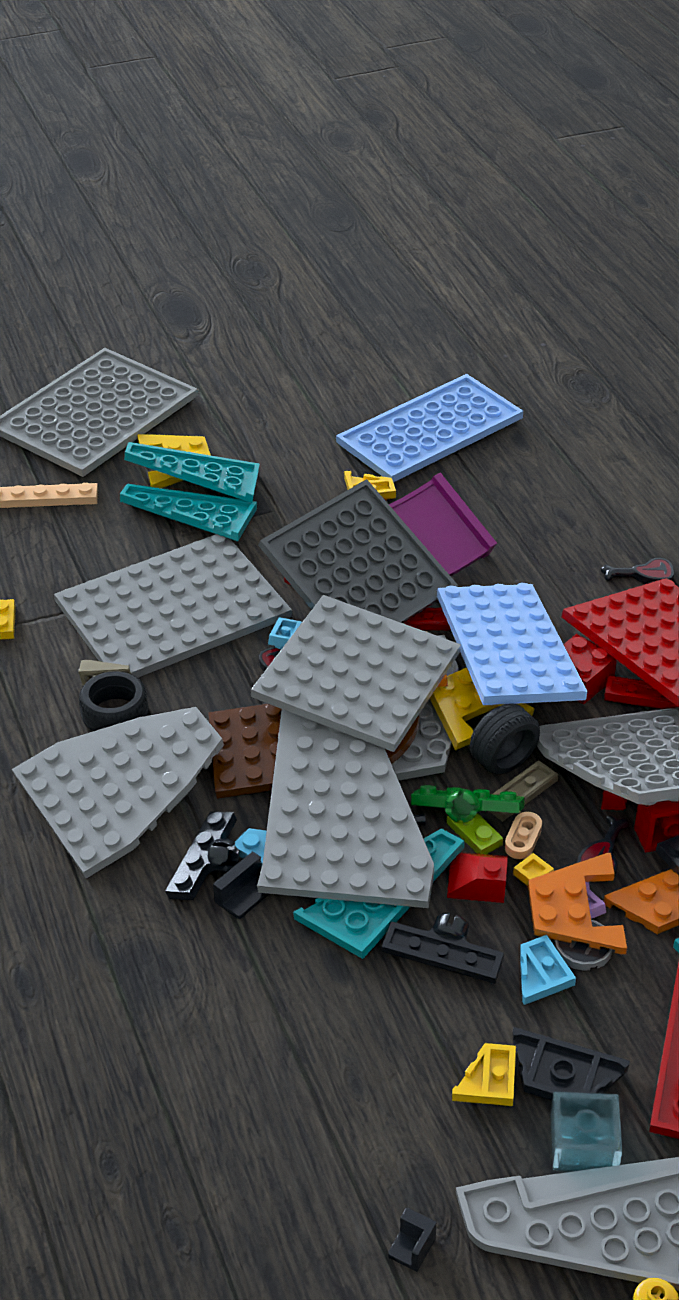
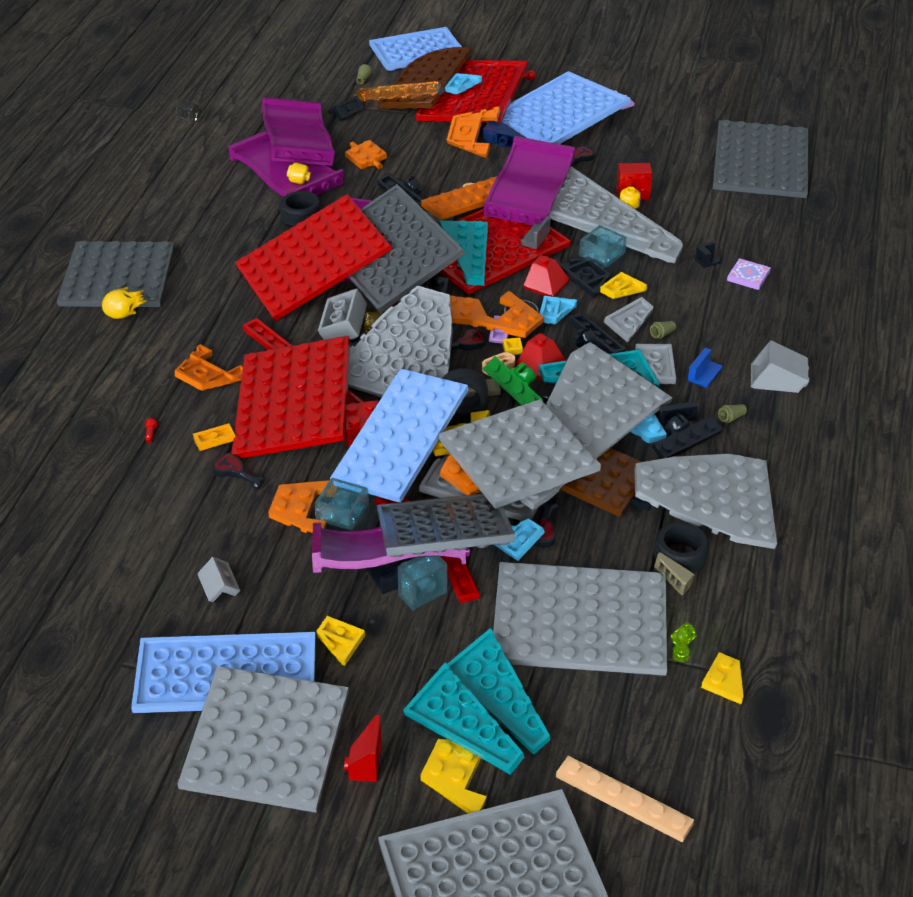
camera: 145 degrees left, 0 degrees up
(49, 600) = (681, 638): none -> clear neon green leg
(140, 1025) = (779, 369): none -> light grey slope
(170, 920) = (729, 413): none -> olive cone
(252, 420) = (365, 753): none -> red slope
(252, 982) = (702, 370): none -> blue panel
(319, 1246) = (748, 274): none -> lavender tile
(323, 958) = (660, 361): none -> light grey wing
(345, 402) = (264, 739): none -> light grey plate
(364, 1020) = (661, 329): none -> olive cone
(426, 1015) = (629, 318): none -> light grey wing
(493, 567) = (342, 503): none -> clear light blue brick
(523, 480) = (217, 578): none -> light grey panel
(545, 568) = (294, 504): none -> orange wing
(611, 1026) = (546, 277): none -> red slope

